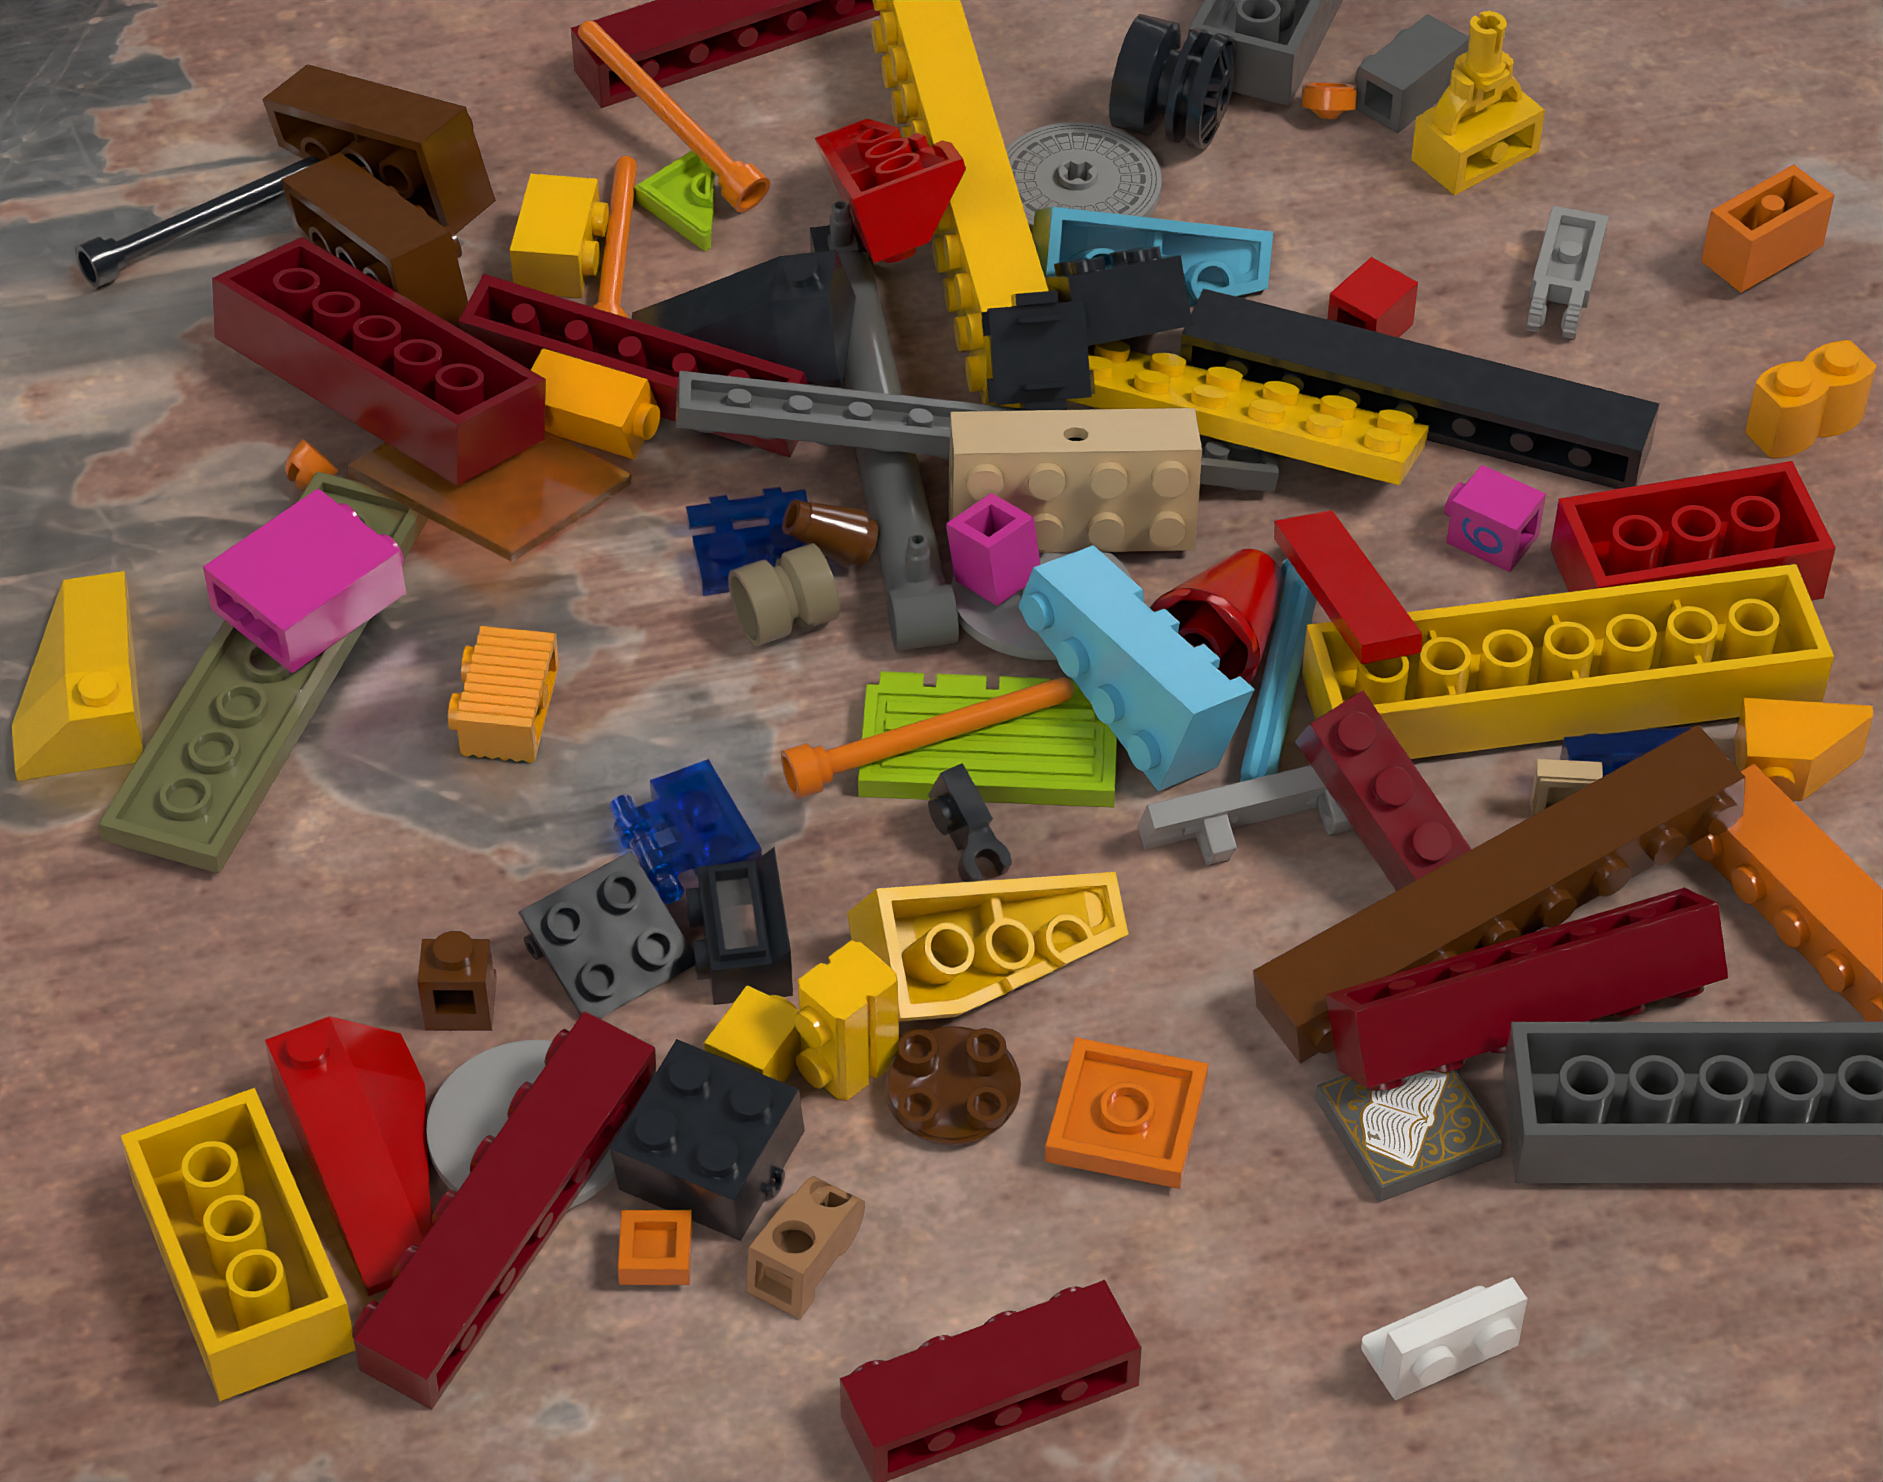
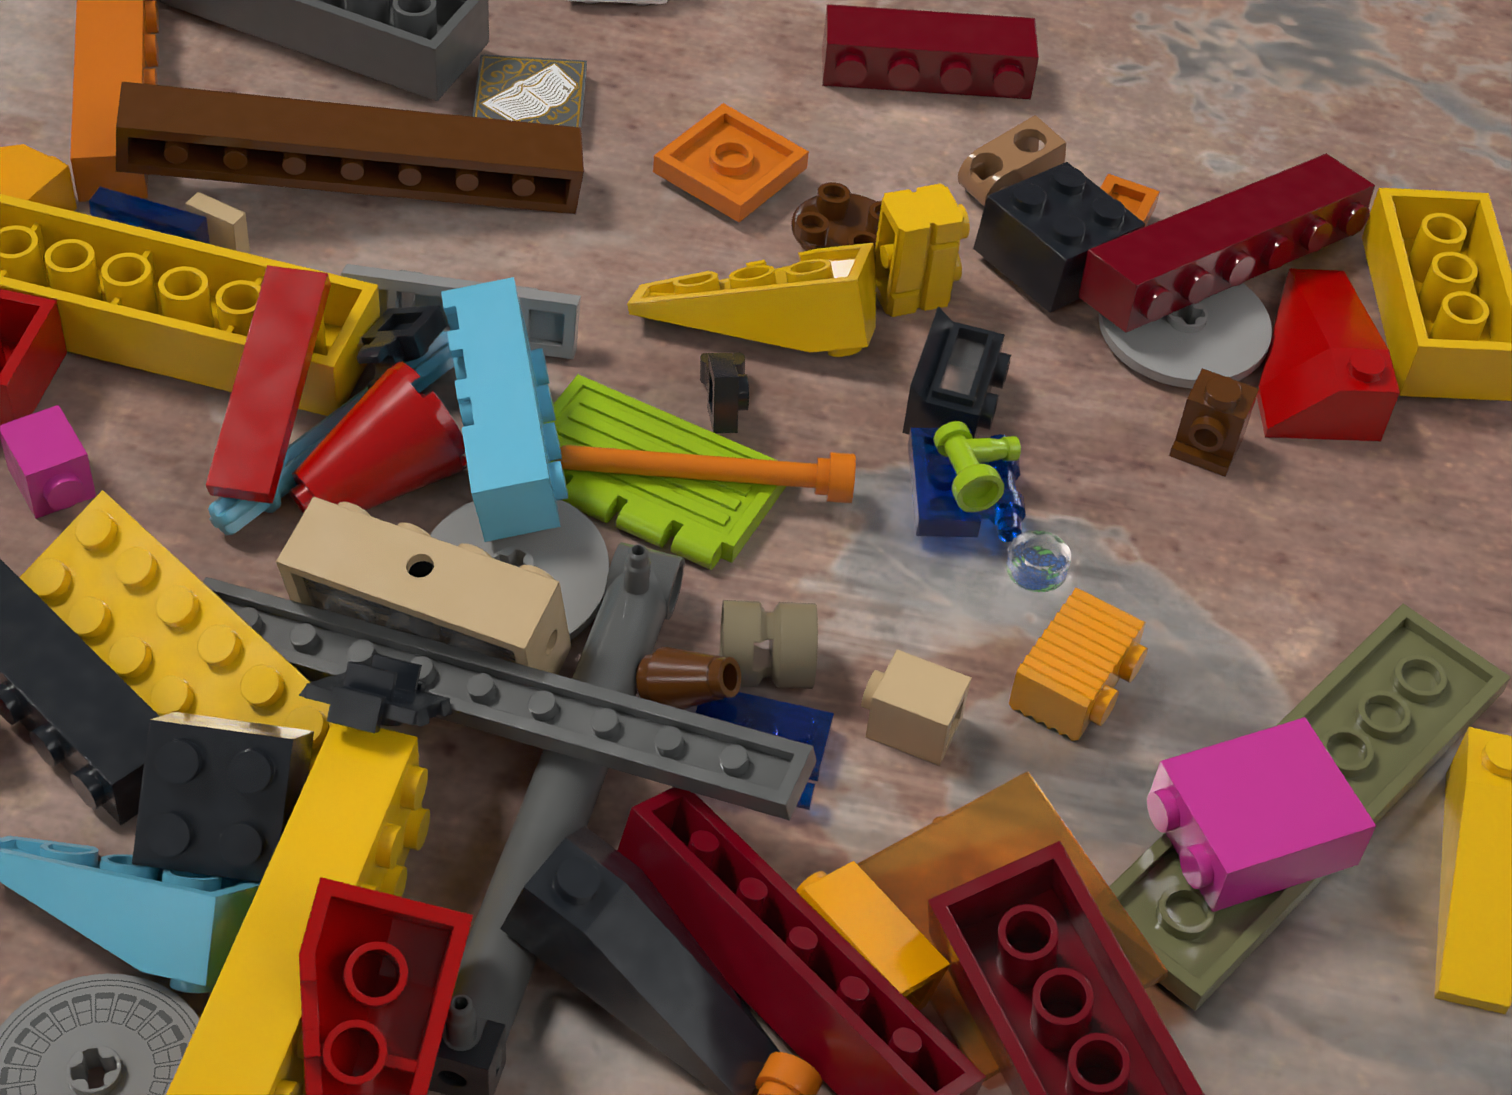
camera: 160 degrees left, 0 degrees up
(304, 463) = (1199, 1021): orange hinge -> none
(583, 798) = (1038, 561): none -> clear tile
(607, 937) = (1073, 424): black hinge -> none
(634, 602) = (915, 706): none -> tan brick
(663, 782) = (976, 484): none -> lime piece
(758, 1034) = (989, 291): yellow brick -> none
(993, 548) = (560, 546): dark pink brick -> none
(1283, 707) = (400, 337): none -> black plate
(1381, 791) = (389, 225): dark red brick -> none
(1559, 974) = (425, 84): dark red brick -> none

